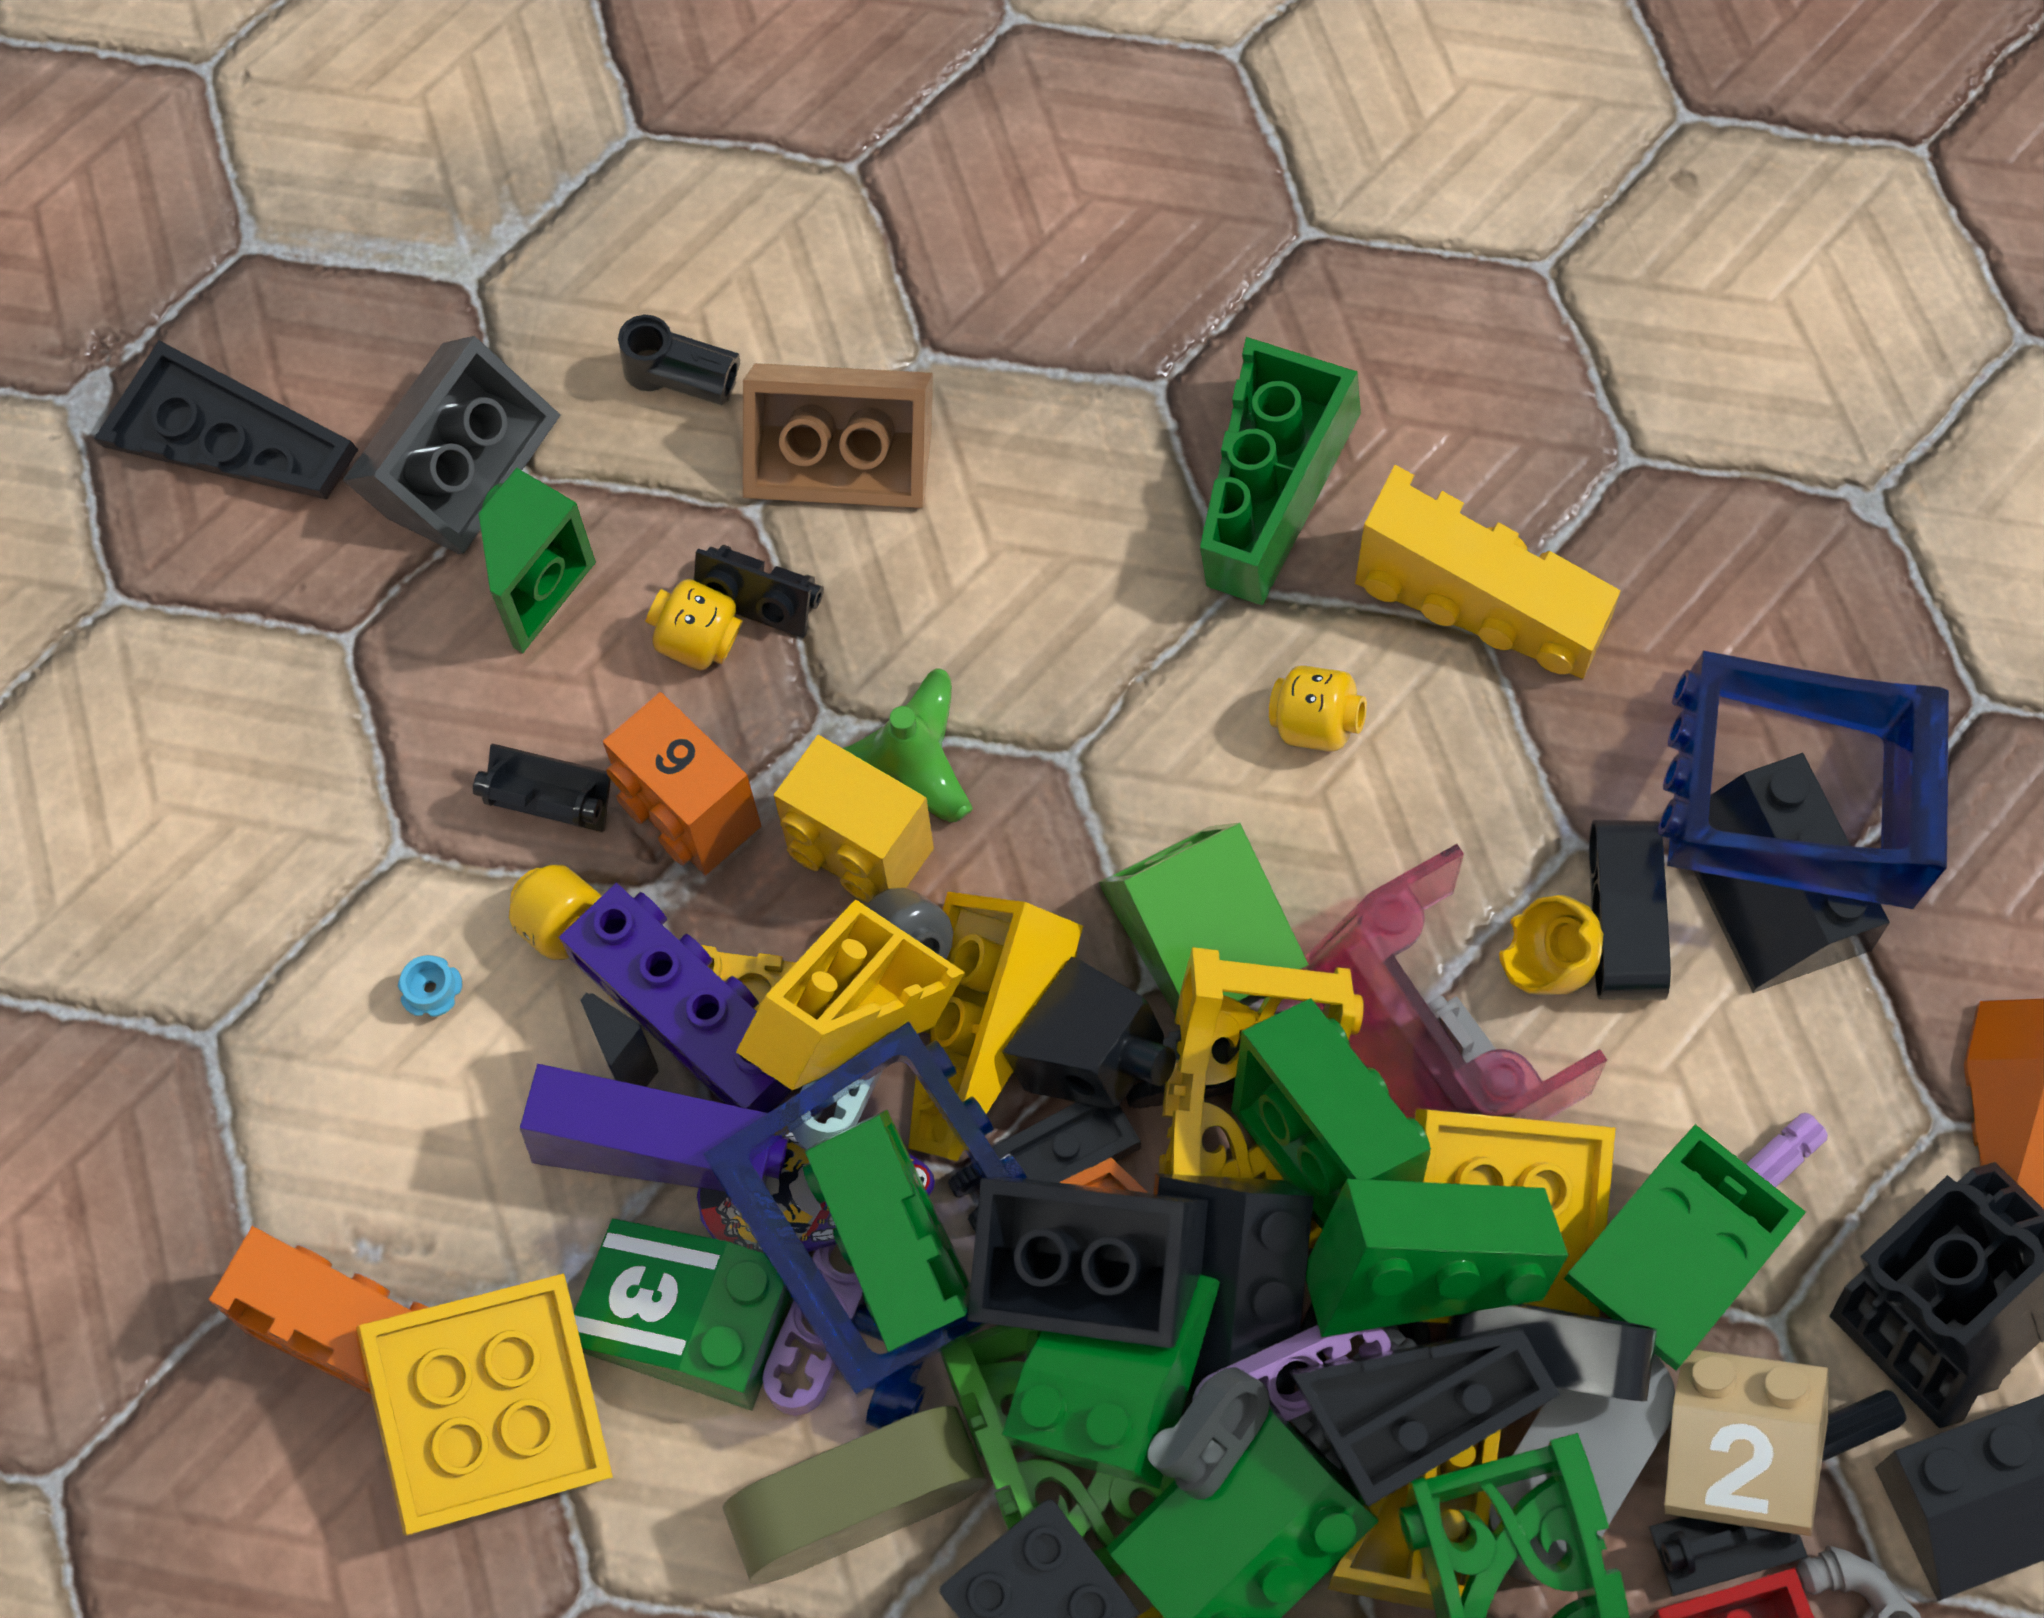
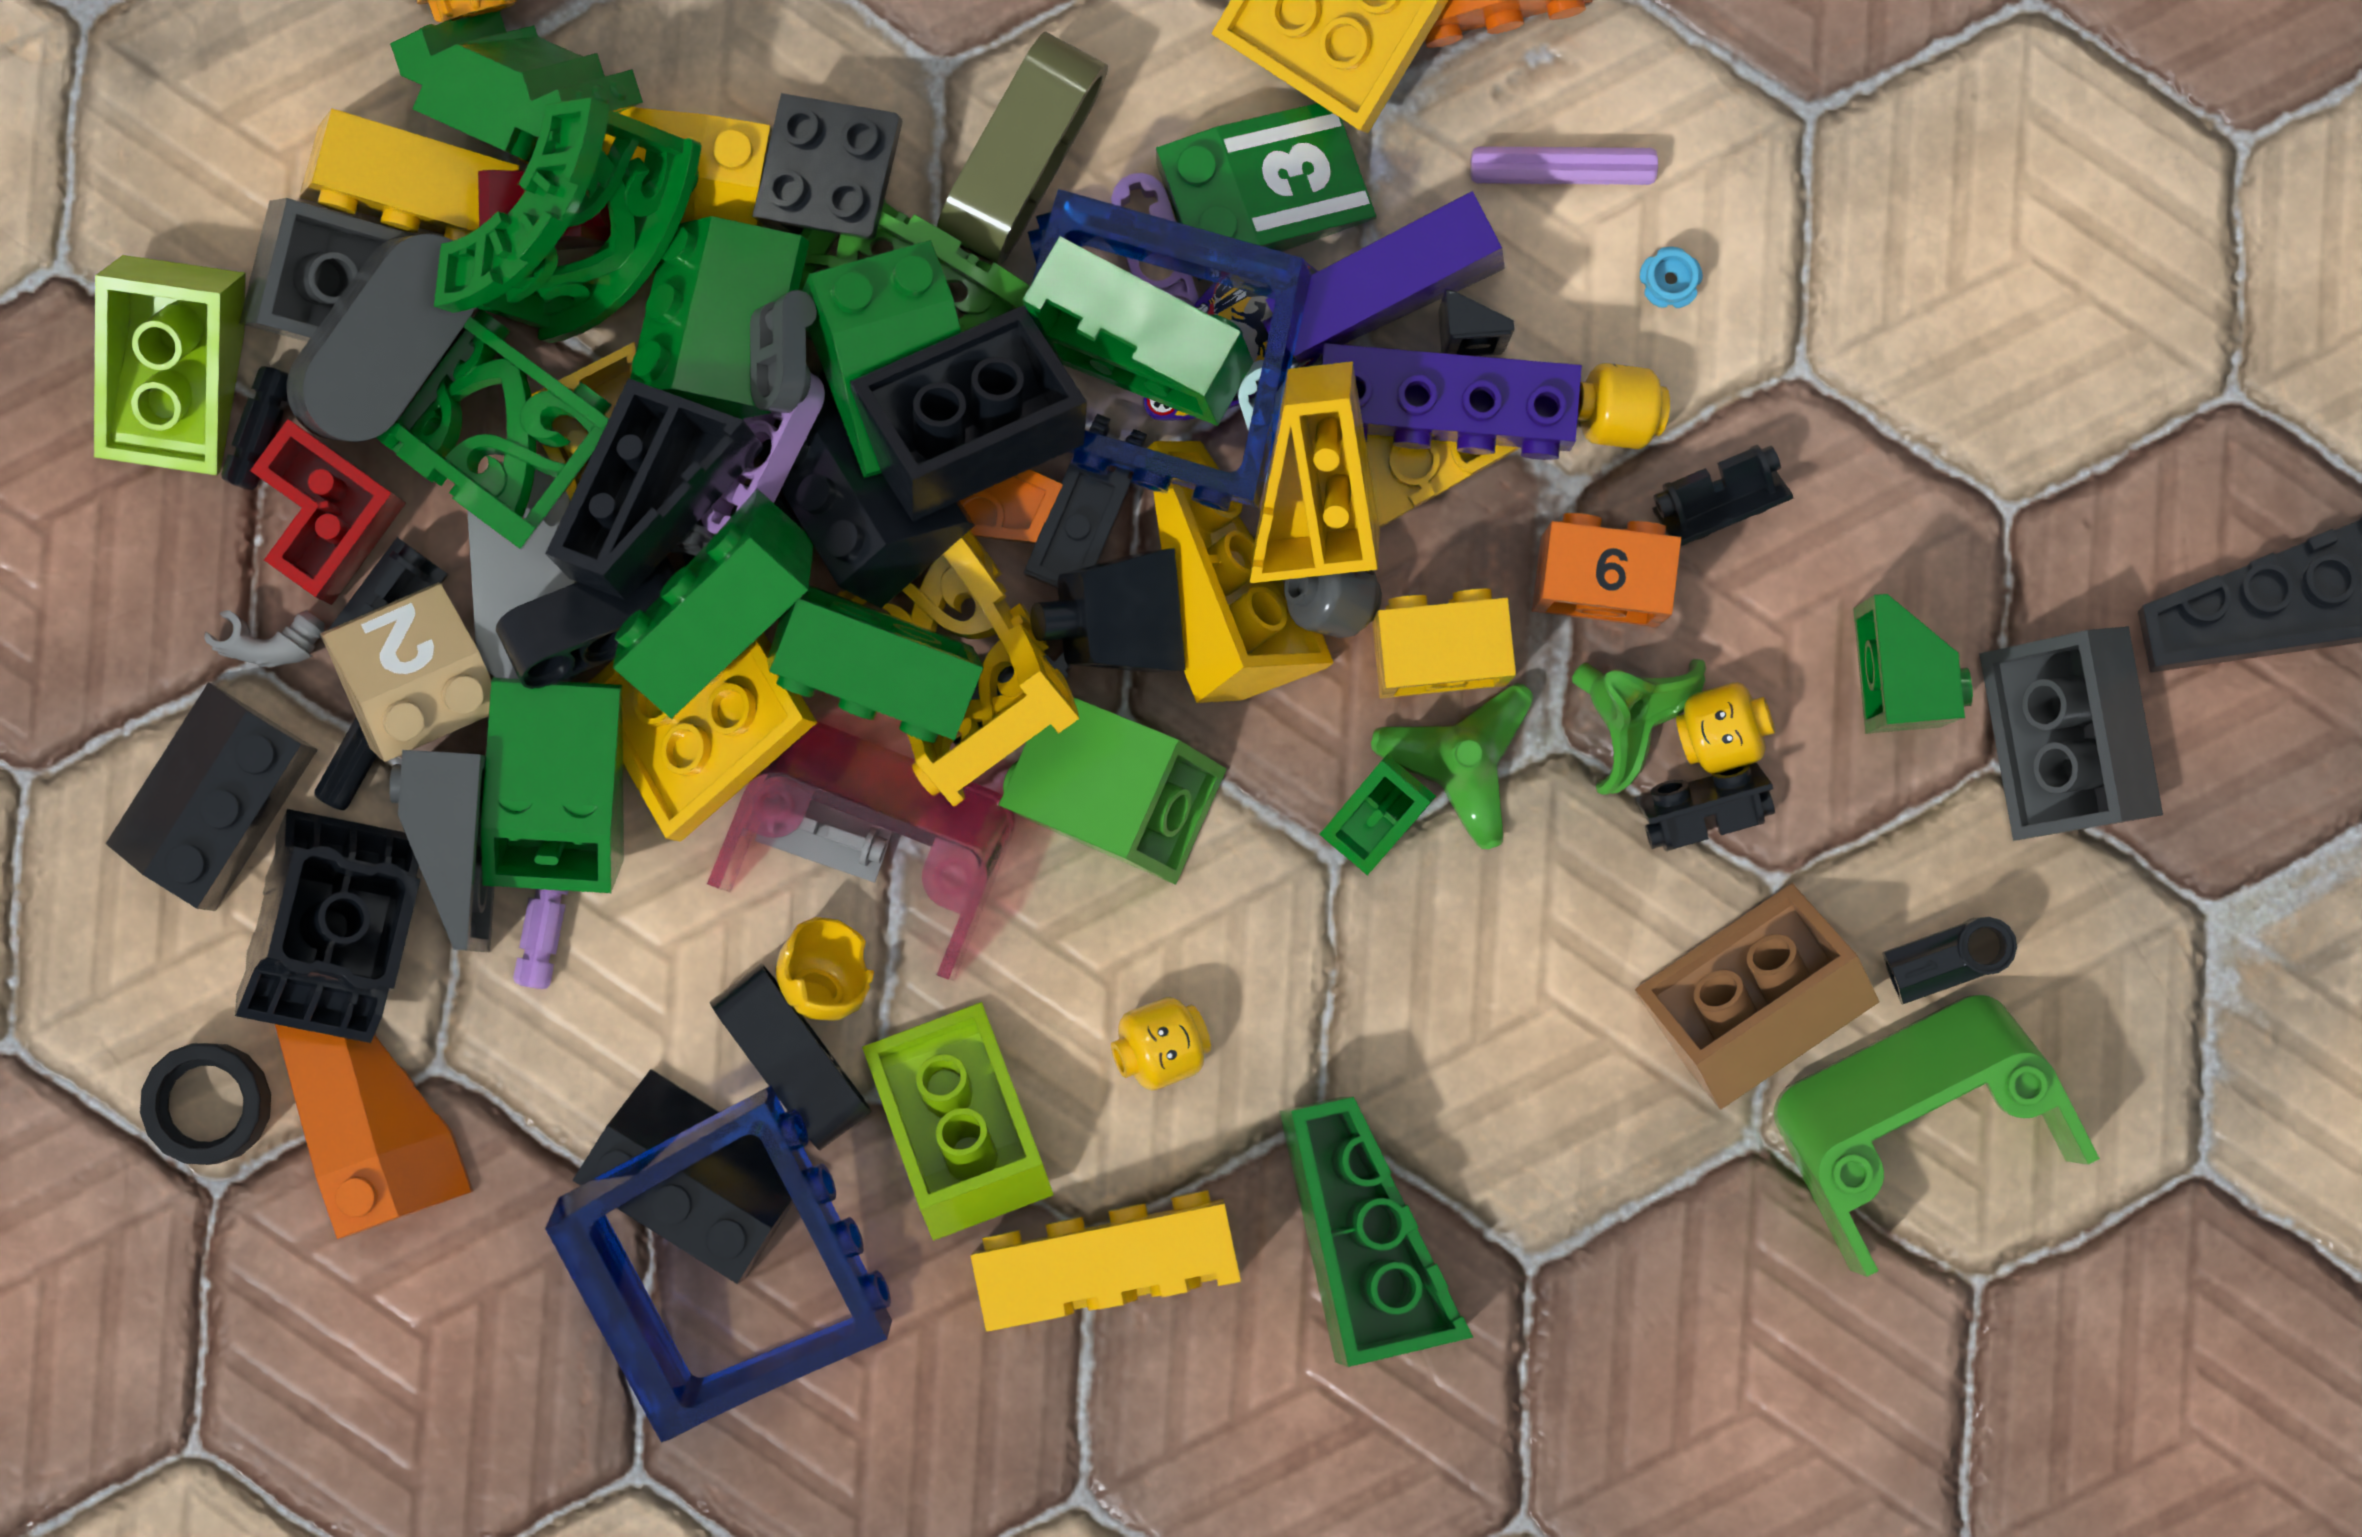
camera: 140 degrees right, 20 degrees up
(430, 1140) = (1564, 165): none -> lavender axle
(750, 687) = (1631, 711): none -> bright green piece
(793, 299) = (1901, 1077): none -> bright green windscreen
(1006, 753) = (1377, 814): none -> green slope
(1524, 769) = (957, 1121): none -> lime slope
(1807, 1281) = (442, 820): none -> dark grey slope

